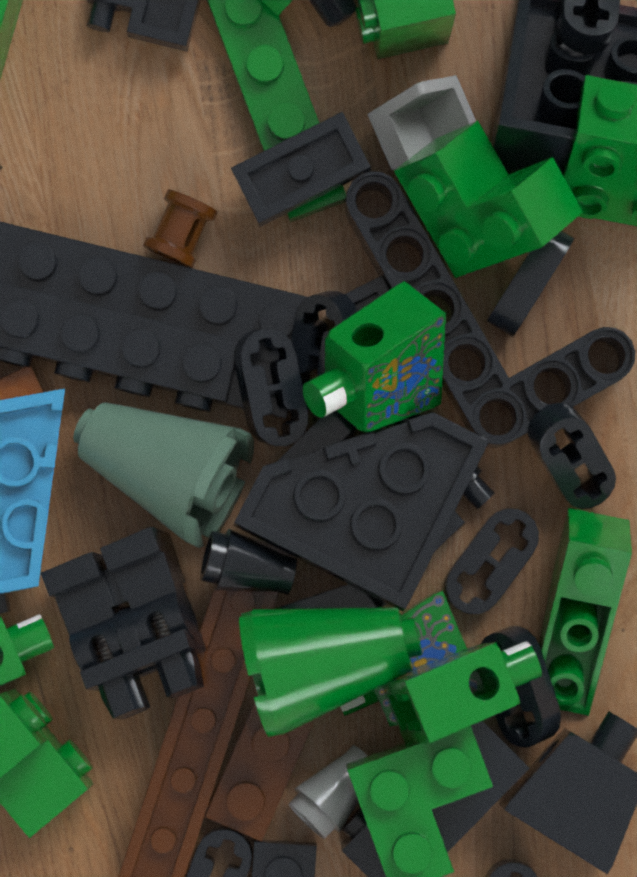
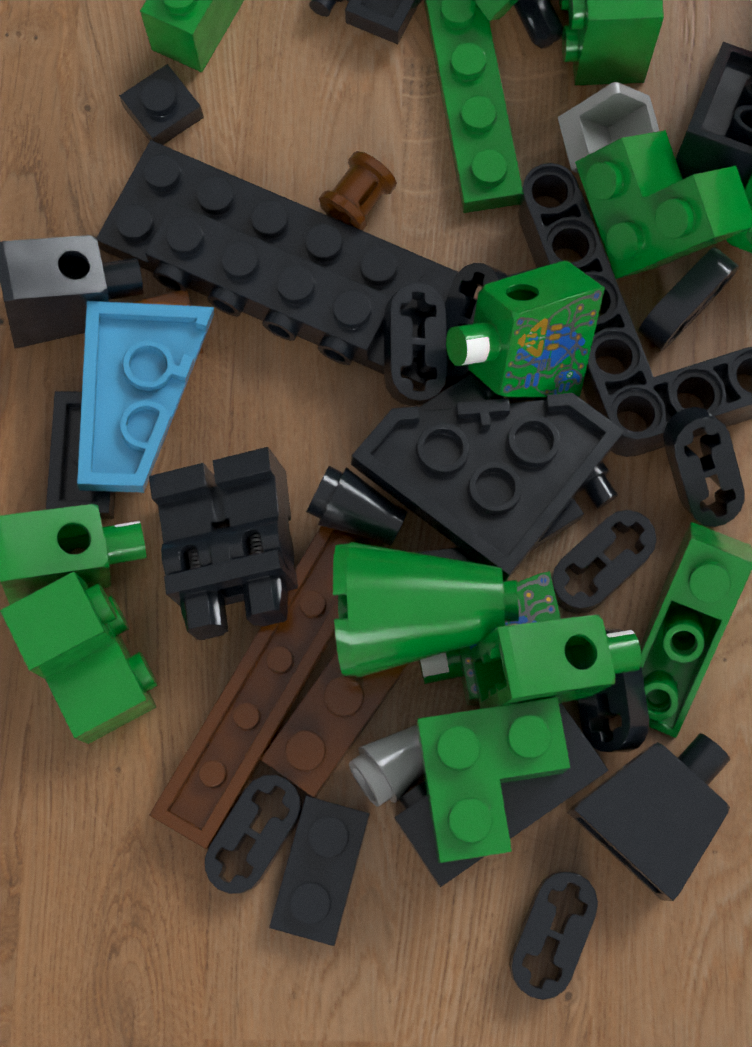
camera: 20 degrees right, 10 degrees down
(167, 464) = (300, 400): sand green cone -> none
(301, 169) = (484, 151): black plate -> none

